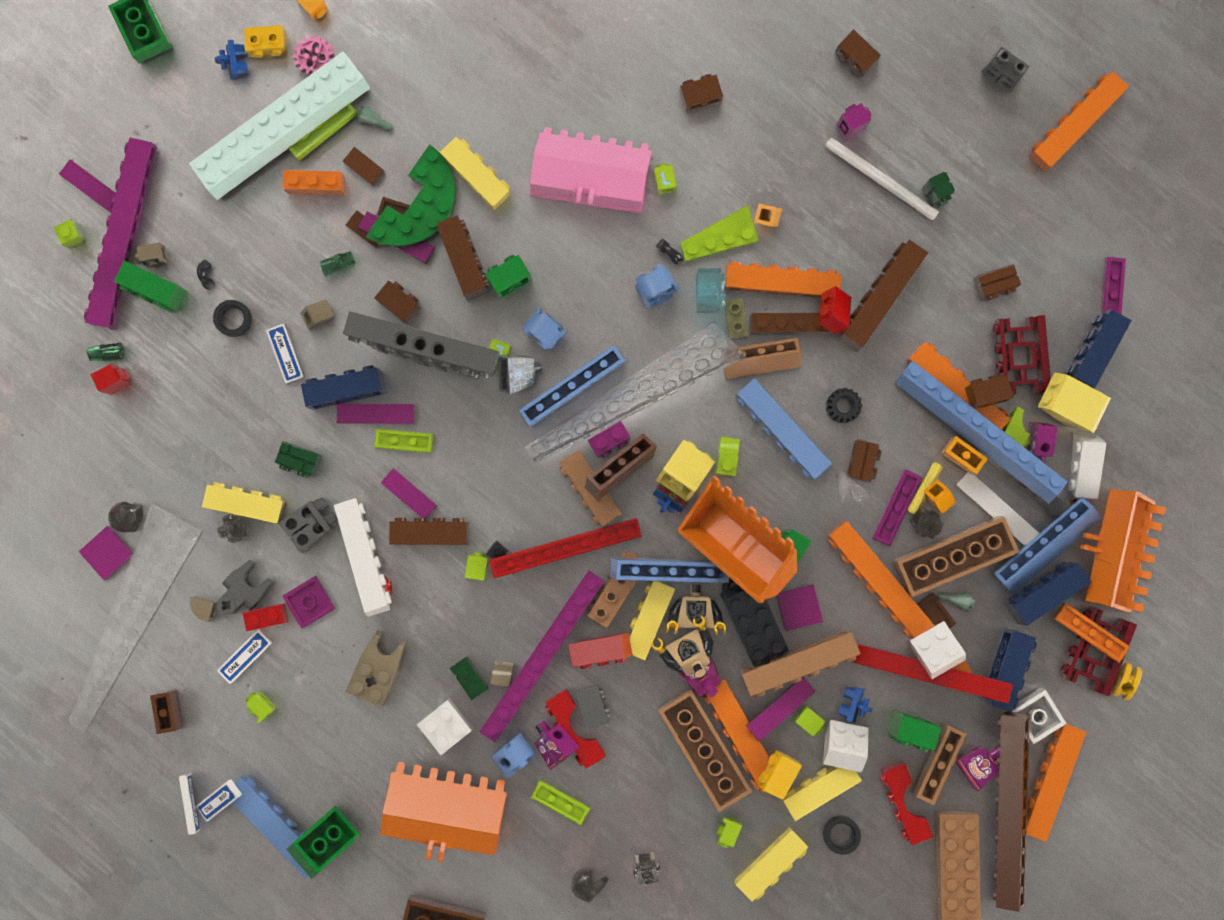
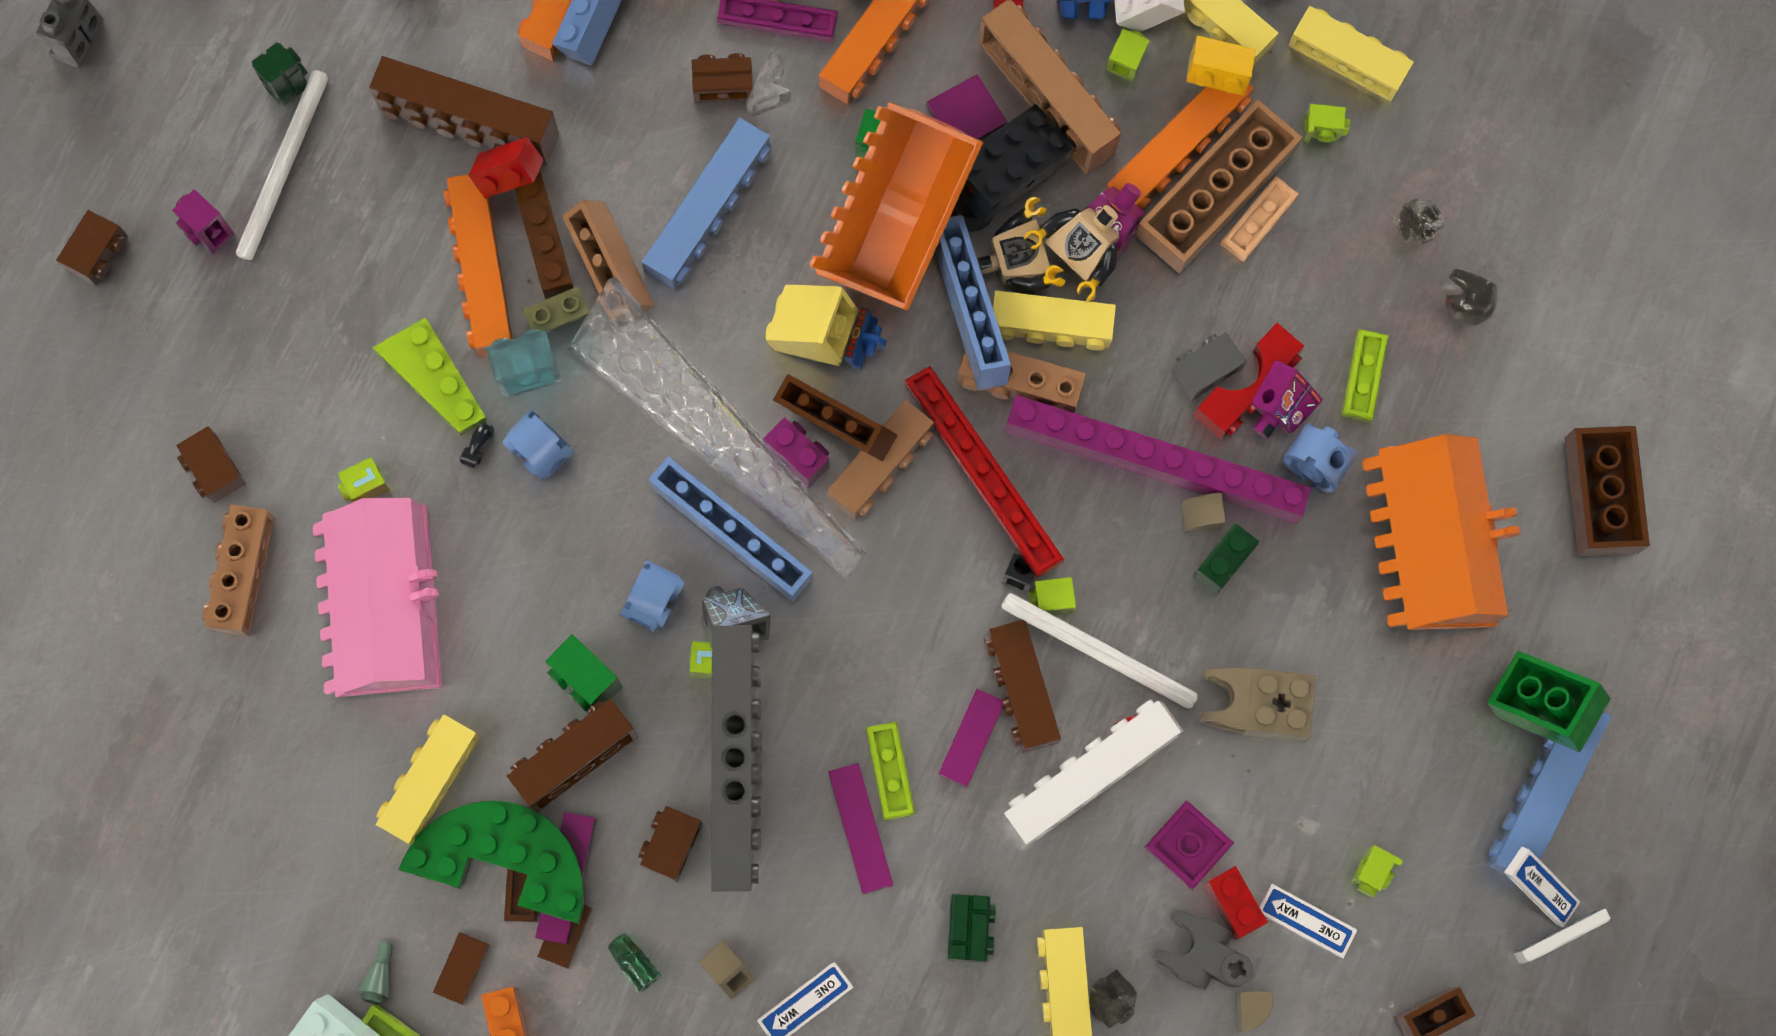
camera: 110 degrees left, 10 degrees down
(314, 522) = (1064, 868): dark grey hips -> none
(343, 388) = (835, 882): dark blue brick -> none
(435, 583) = (1099, 651): none -> white axle
(445, 726) = (1311, 574): white brick -> none
(600, 650) = (1122, 372): brick -> none
(631, 94) = (238, 570): none -> medium nougat brick
(679, 770) = (1259, 219): none -> light nougat tile
(727, 457) = (772, 272): lime arch -> none
(768, 215) = (382, 309): light orange brick -> none
(780, 709) = (1128, 98): magenta tile -> none
(855, 405) = (646, 111): black tyre -> none

